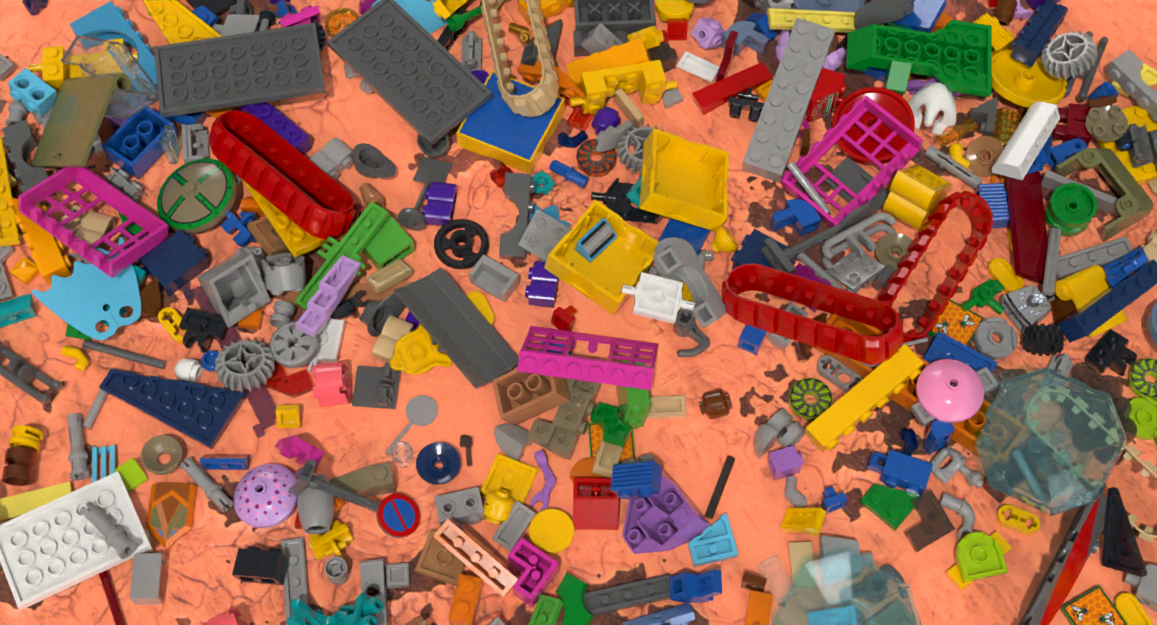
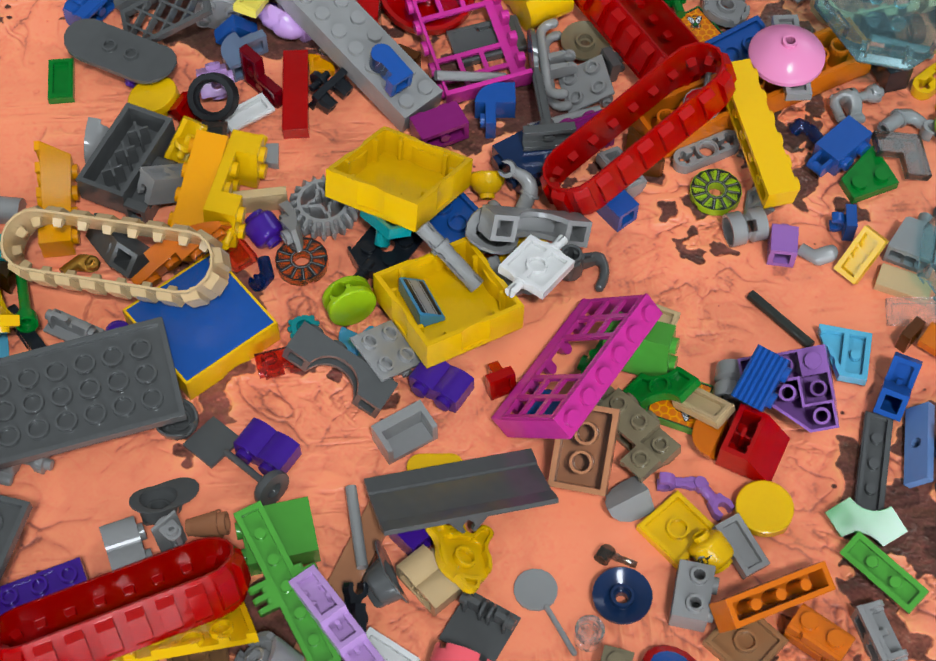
camera: 65 degrees left, 5 degrees down
(348, 177) = (168, 532): none -> light grey hinge
(389, 276) = (334, 549): tan tile -> none
(414, 277) = (356, 527): none -> light grey bar
(465, 251) = (331, 459): black wheel -> none
(537, 571) = (811, 540): dark pink brick -> none
(569, 174) = (308, 295): blue axle -> none
(573, 197) = (349, 300): none -> lime head
(636, 241) = (441, 247): none -> light grey pin
(699, 42) = (194, 99): none -> black tyre
(715, 404) = (682, 277): reddish brown head -> none
(735, 248) = (529, 187): none -> light grey piece
(753, 188) = (440, 125): none -> magenta brick
(763, 440) = (748, 250): light grey brick -> none
(770, 129) = (391, 68): none -> blue leg
(937, 436) = (819, 105): blue brick -> none

